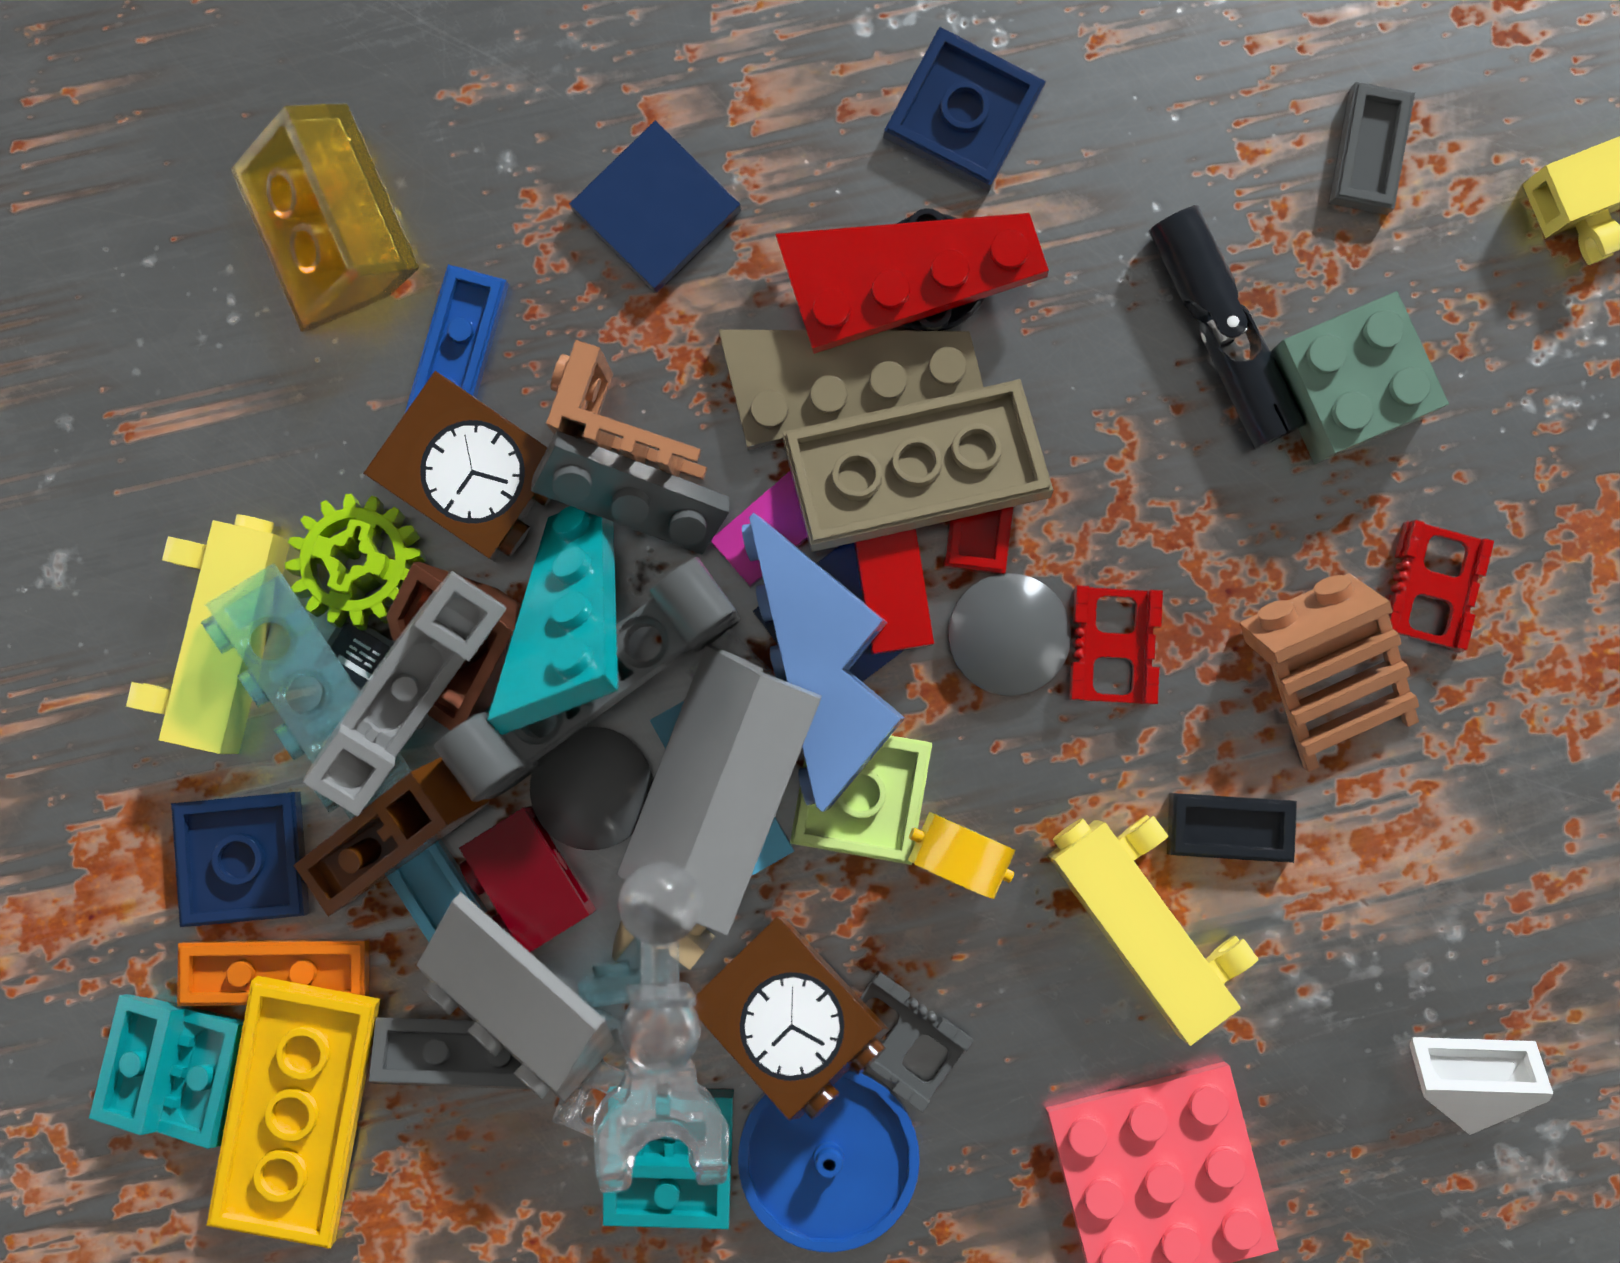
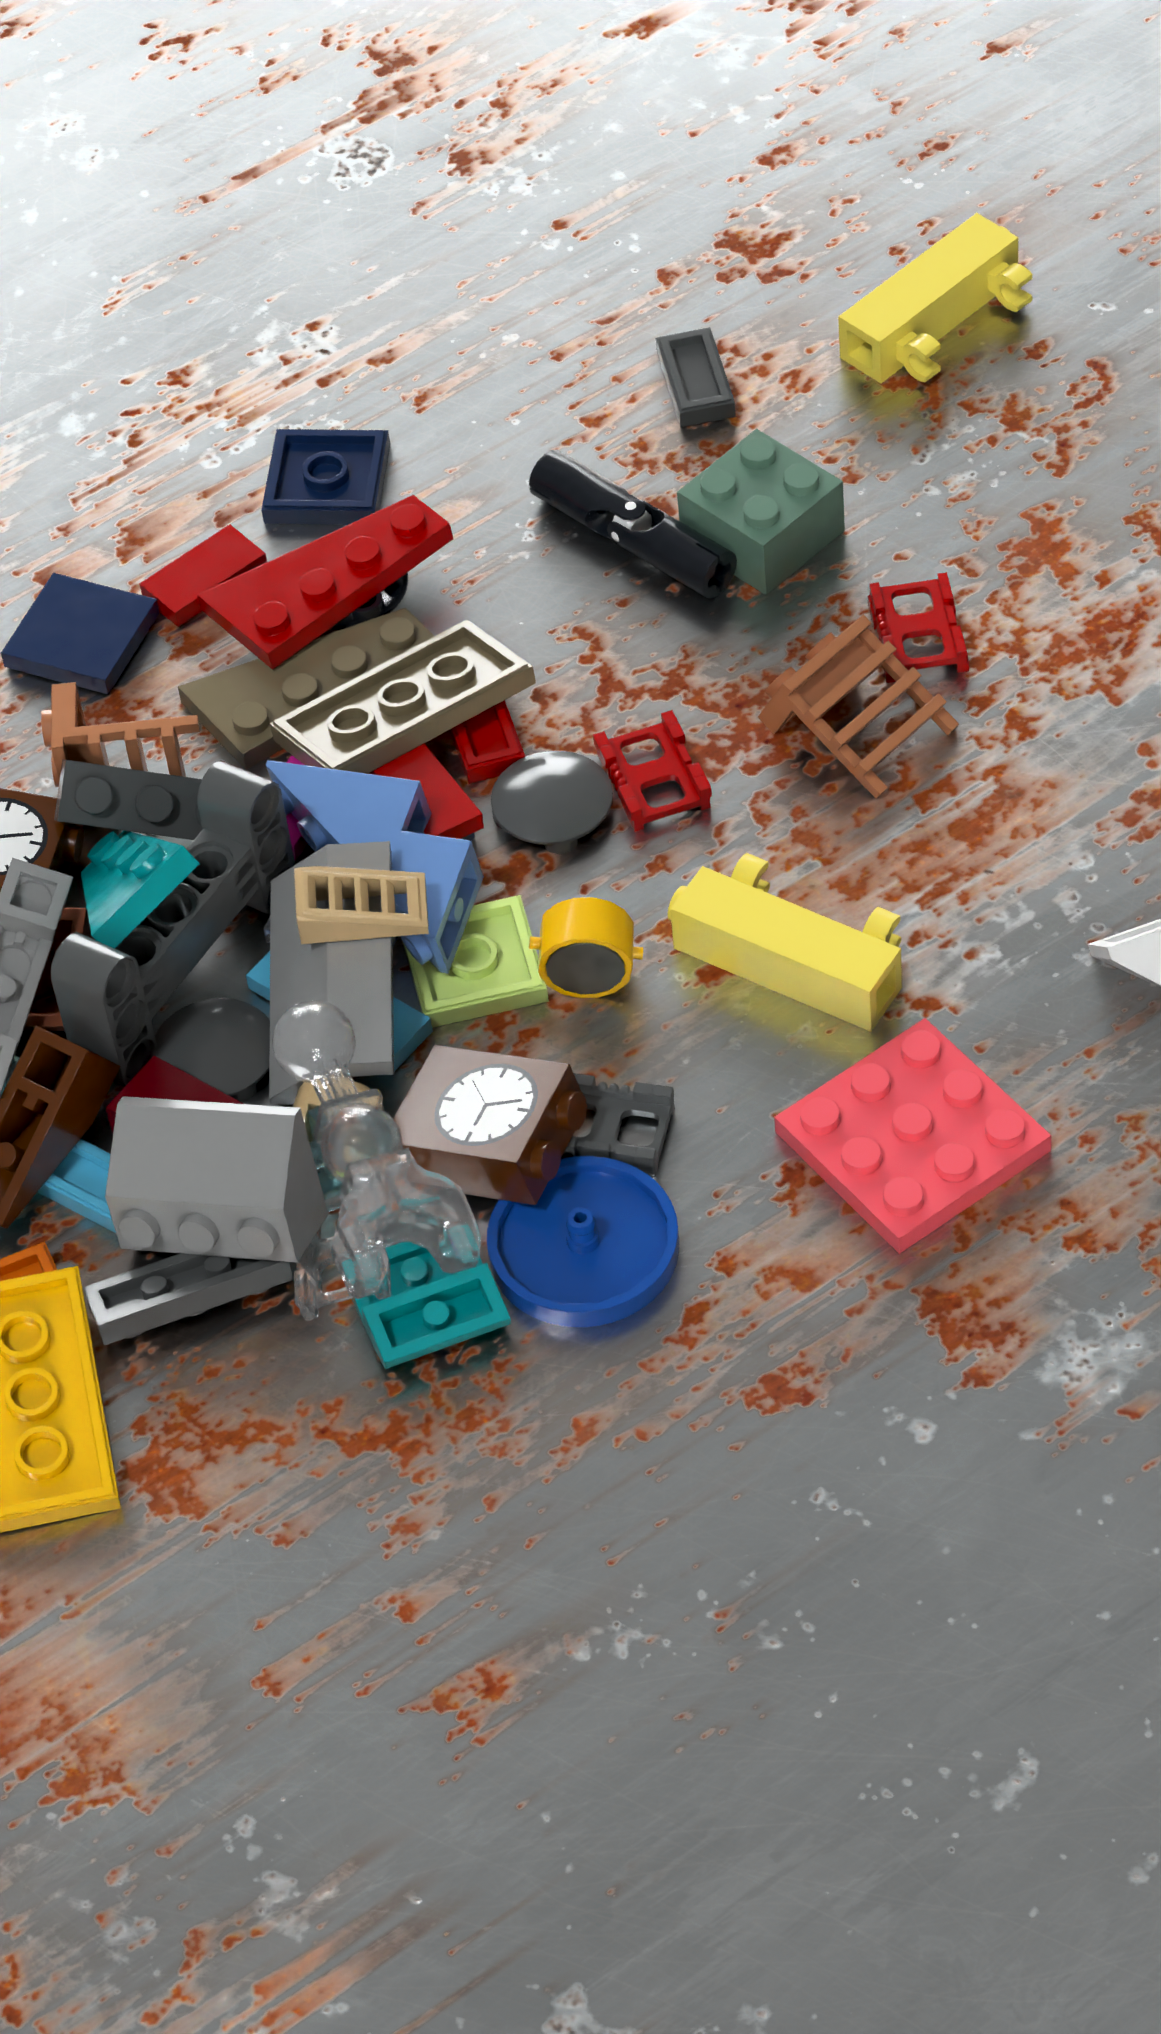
camera: 15 degrees left, 35 degrees down
(733, 786) = (339, 883): none -> tan slope
(798, 187) = (199, 569): none -> red tile
(1231, 827) = (832, 858): black tile -> none

